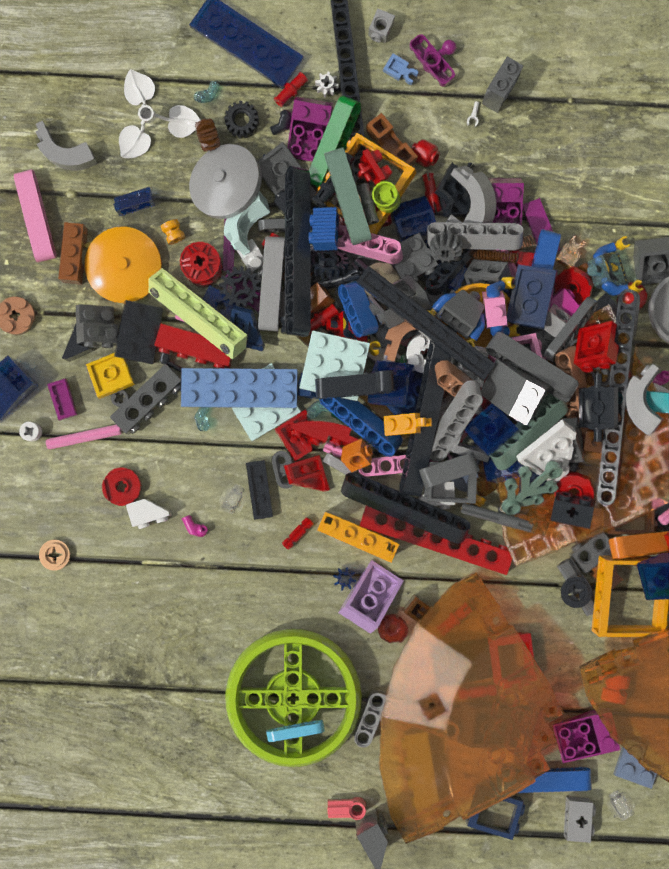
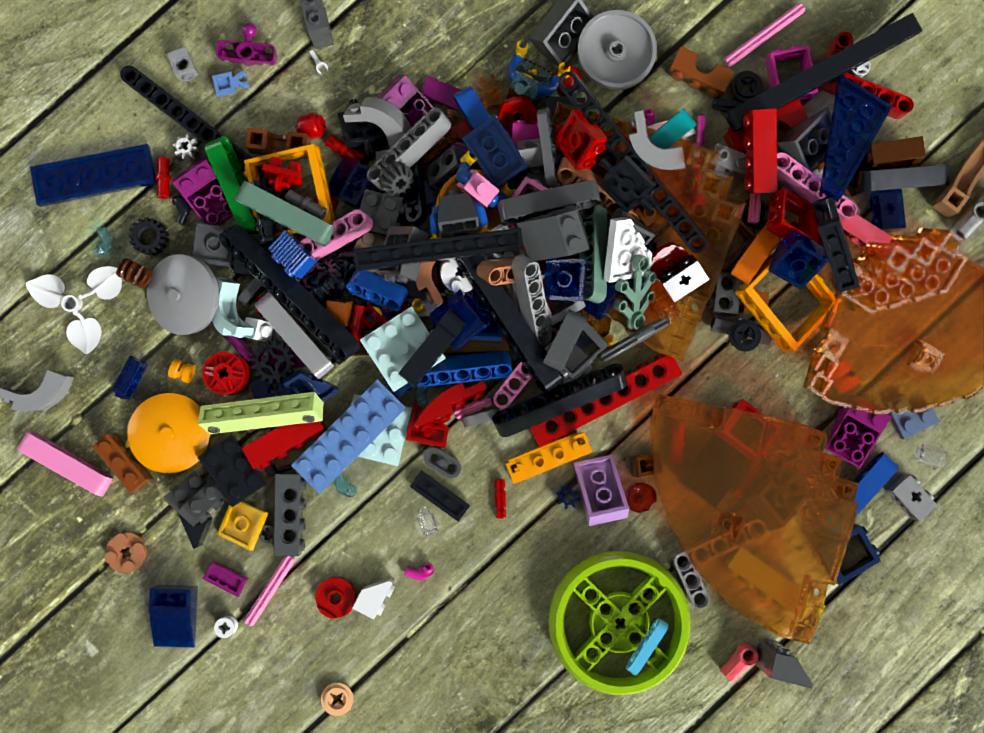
camera: 55 degrees left, 0 degrees up
(307, 474) = (463, 448): red wing -> none
(356, 455) = (485, 398): orange brick -> none
(386, 196) = (314, 185): lime wheel -> none
(405, 424) = (498, 339): light orange plate -> none

